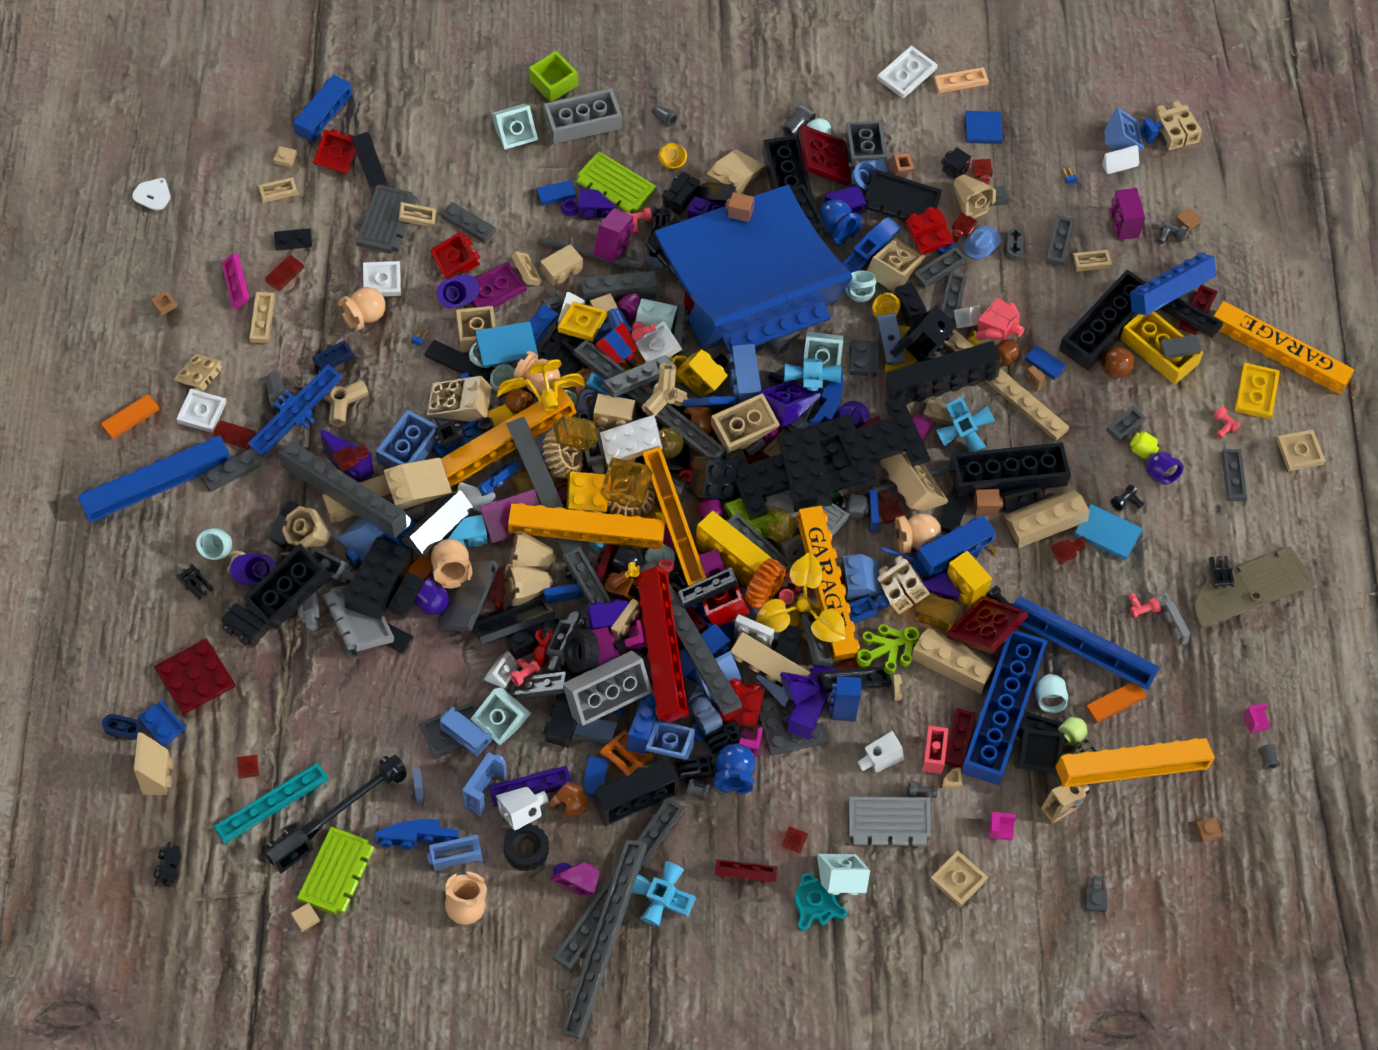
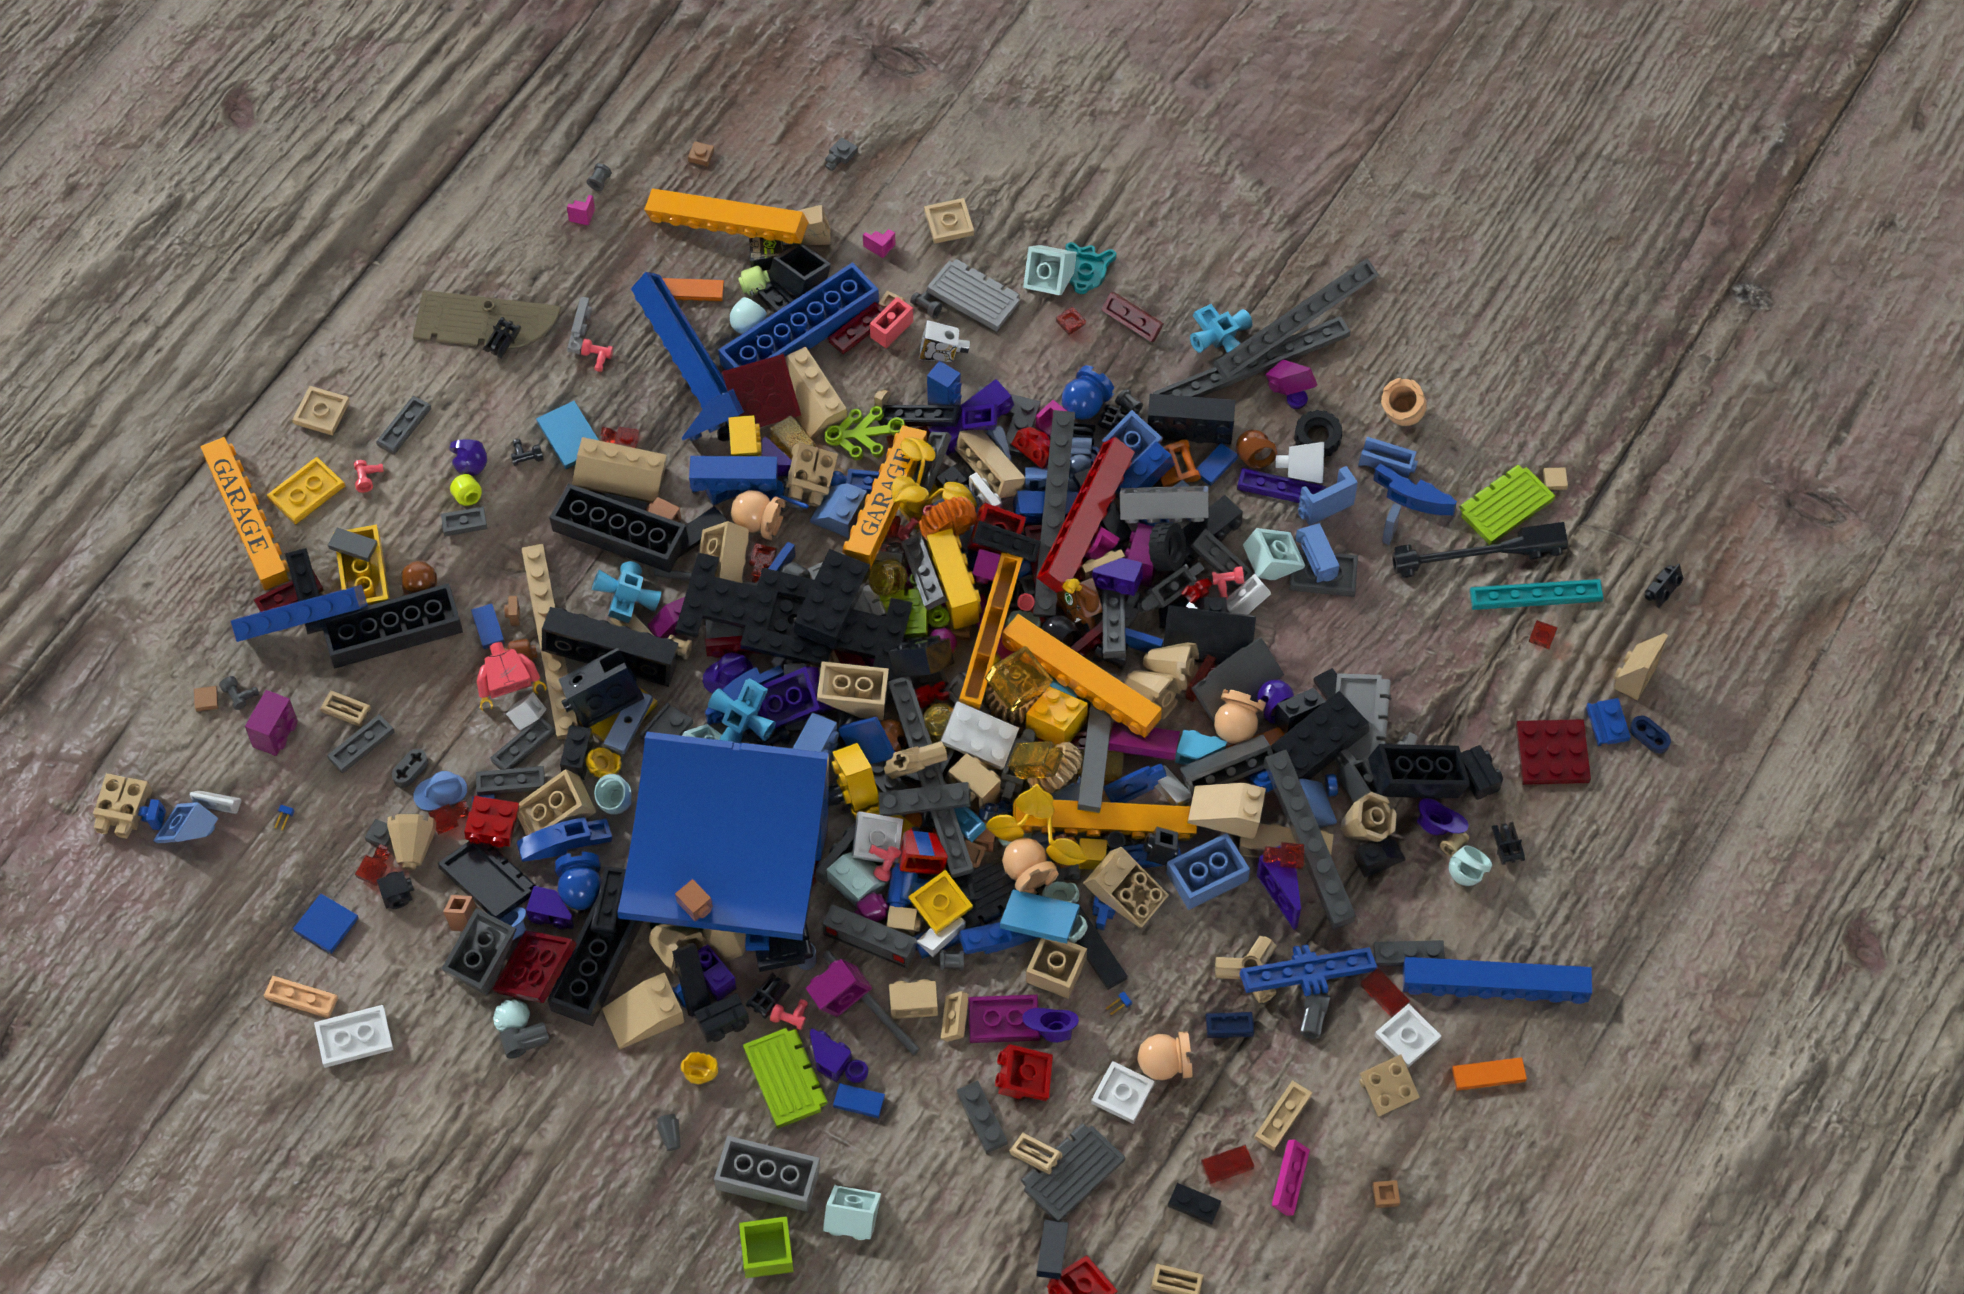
camera: 145 degrees left, 0 degrees up
(1006, 588) = (713, 414): none -> blue slope

